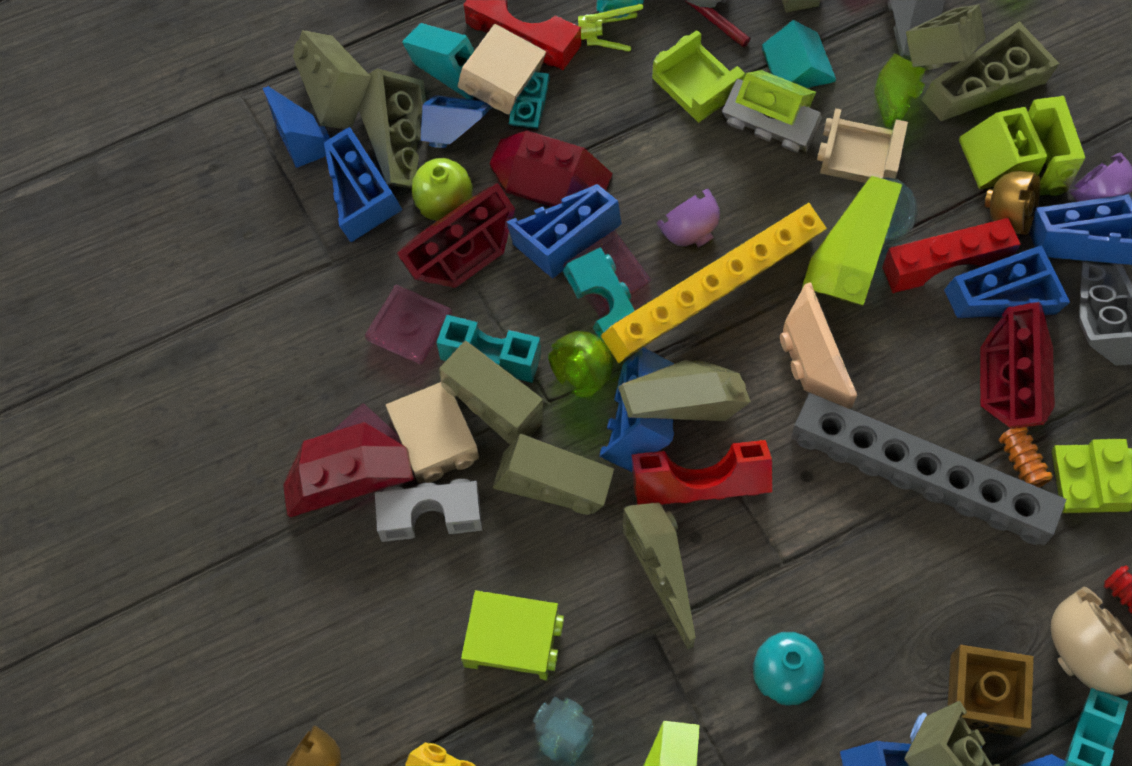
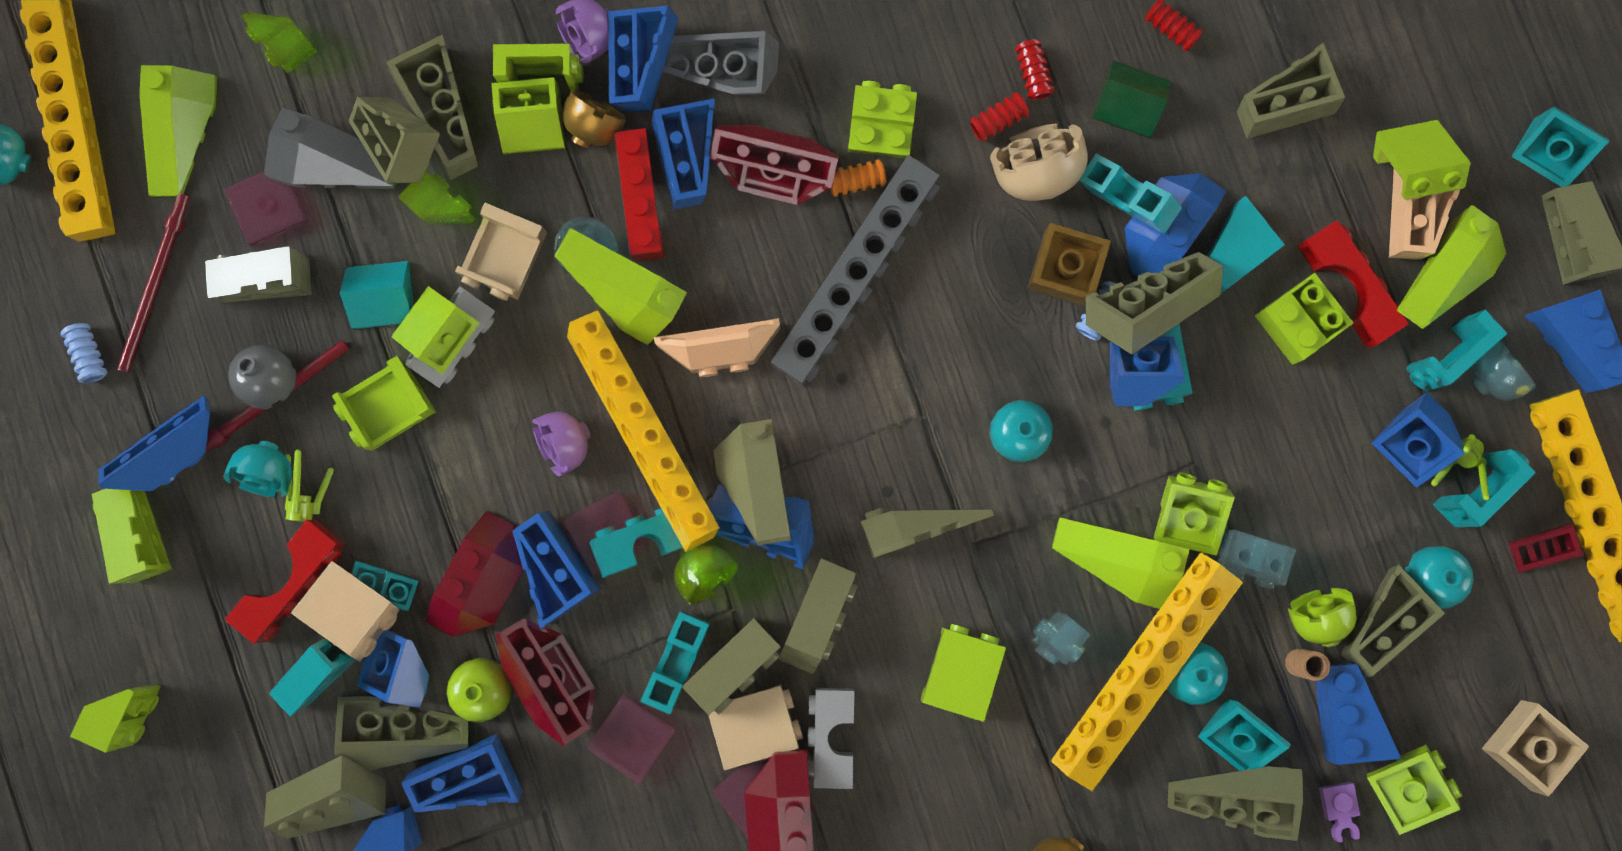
camera: 85 degrees left, 20 degrees up
(741, 472) = (838, 442): red arch -> none

